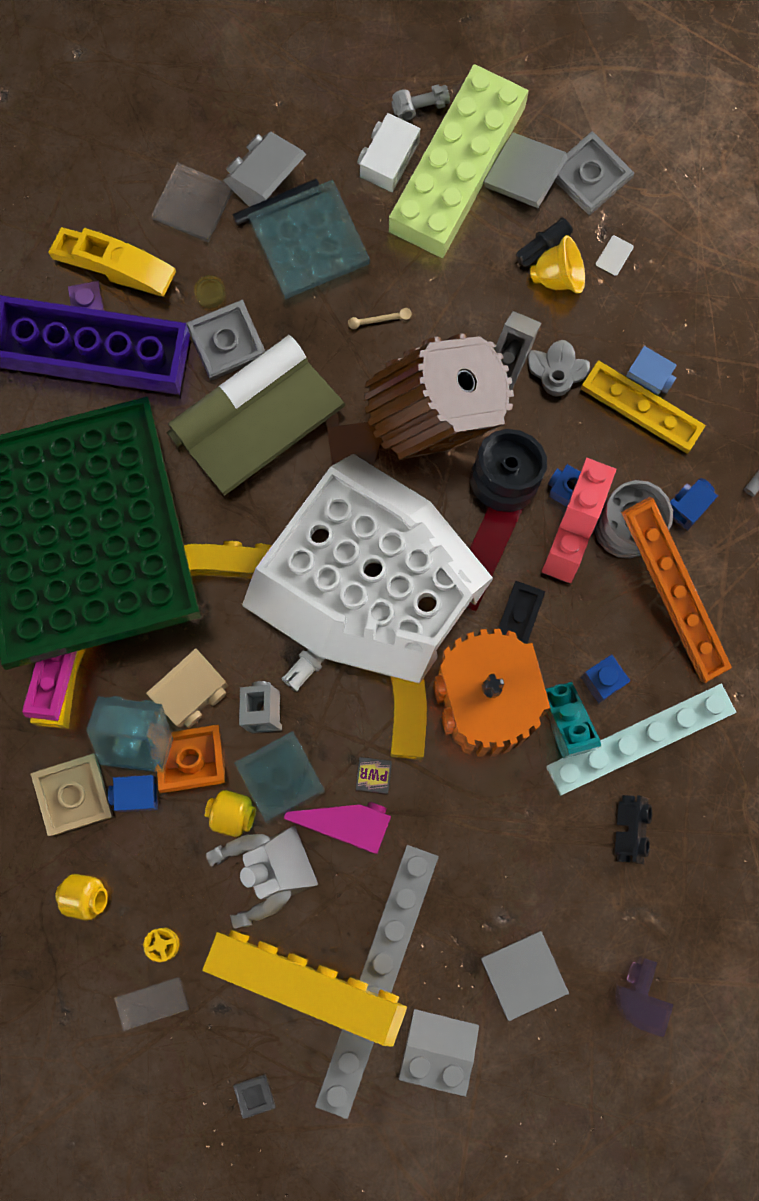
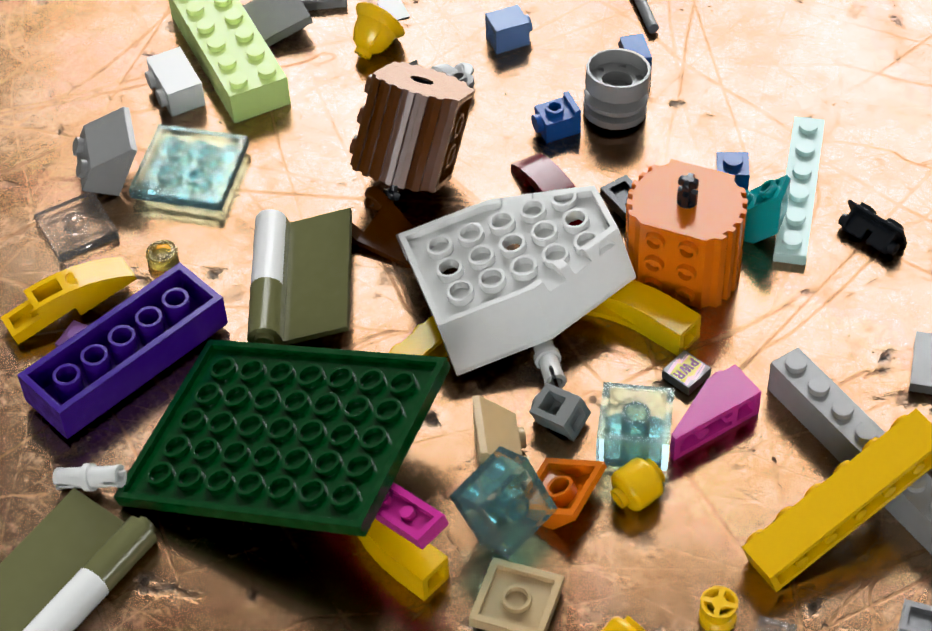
camera: 50 degrees left, 30 degrees down
(133, 793) = (558, 546): blue brick -> none
(225, 339) = (219, 263): light grey tile -> none
(242, 216) = (124, 198): black bar -> none
(273, 866) = (715, 470): light grey torso -> none
(404, 315) = (312, 148): tan hinge -> none
(405, 105) = (161, 35): light grey bar -> none
(508, 470) = (506, 138): black wheel -> none
(543, 242) = (342, 35): black axle -> none
(579, 520) = (587, 109): coral arch -> none
(643, 407) = (529, 48): yellow plate -> none
(676, 589) = (698, 86): orange tile -> none

